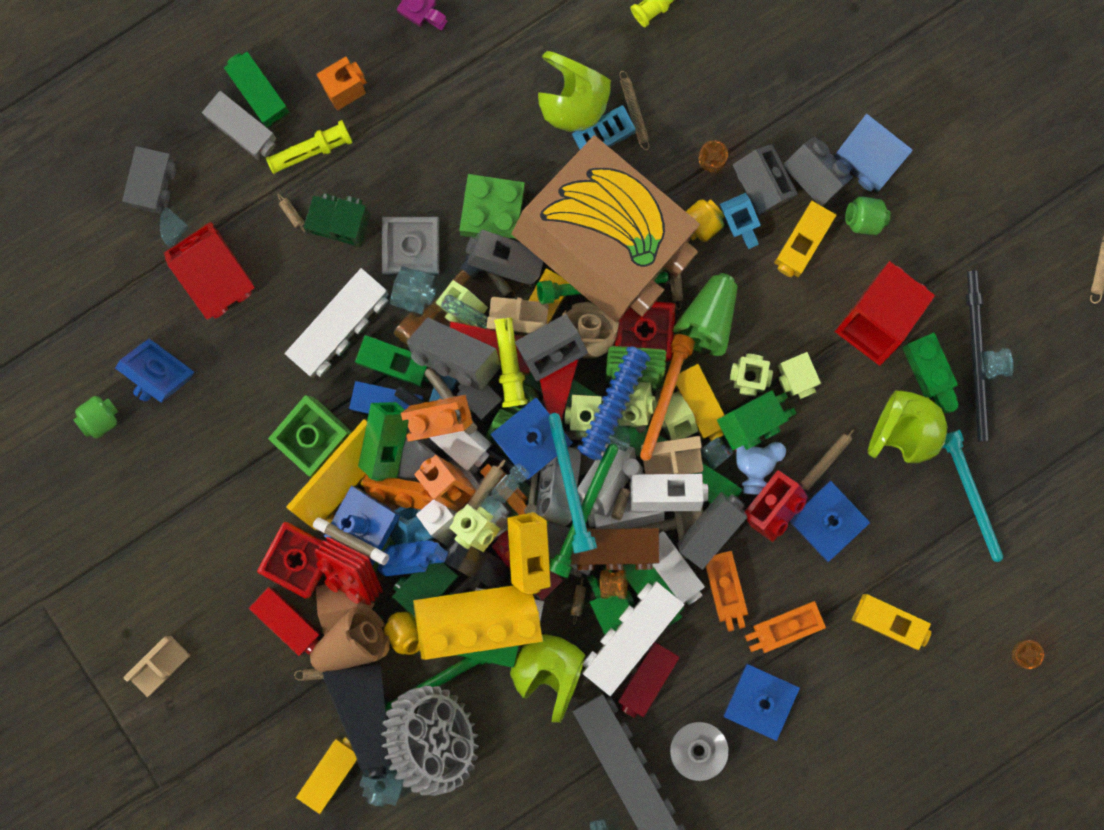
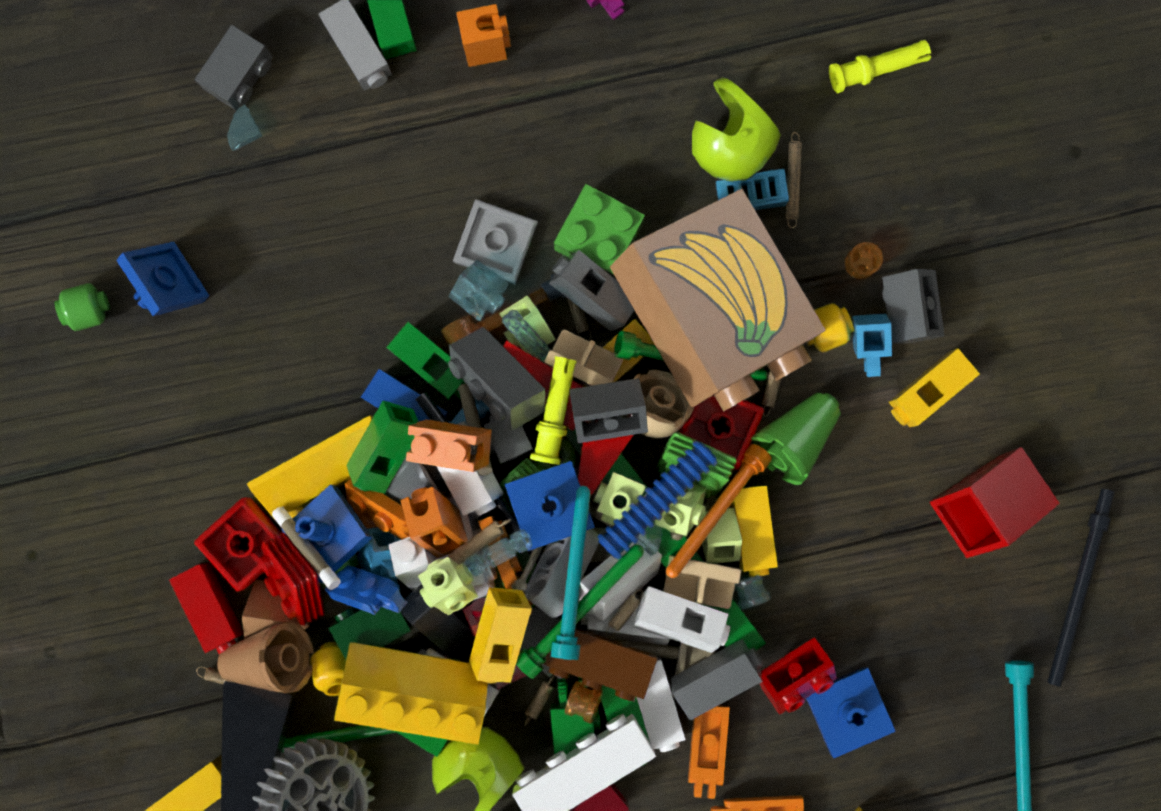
camera: 20 degrees right, 0 degrees up
(157, 665) = (49, 605): tan panel -> none
(209, 271) = (263, 191): red slope -> none
(291, 212) = (378, 159): tan piece -> none
(310, 435) = (307, 410): bright green brick -> none
(322, 142) = (439, 94): neon yellow pin -> none
(337, 323) = (382, 299): white brick -> none
(338, 219) = (425, 183): dark green brick -> none
(632, 467) = (652, 578): light grey axle -> none
(755, 419) = (807, 572): green hinge -> none
(758, 464) = (792, 617): light blue animal -> none
(760, 368) = (833, 522): yellowish green brick -> none
(798, 376) = (873, 539): yellowish green brick -> none
(818, 170) = (976, 317): dark grey brick -> none
(840, 445) = (867, 643): tan piece -> none
(867, 215) = (1012, 387): bright green head -> none
(872, 153) = (1047, 319): medium blue slope -> none
(911, 425) = (982, 640): lime piece -> none
(932, 371) = (1026, 588): green hinge -> none
(998, 363) = (1103, 604): clear light blue wheel -> none

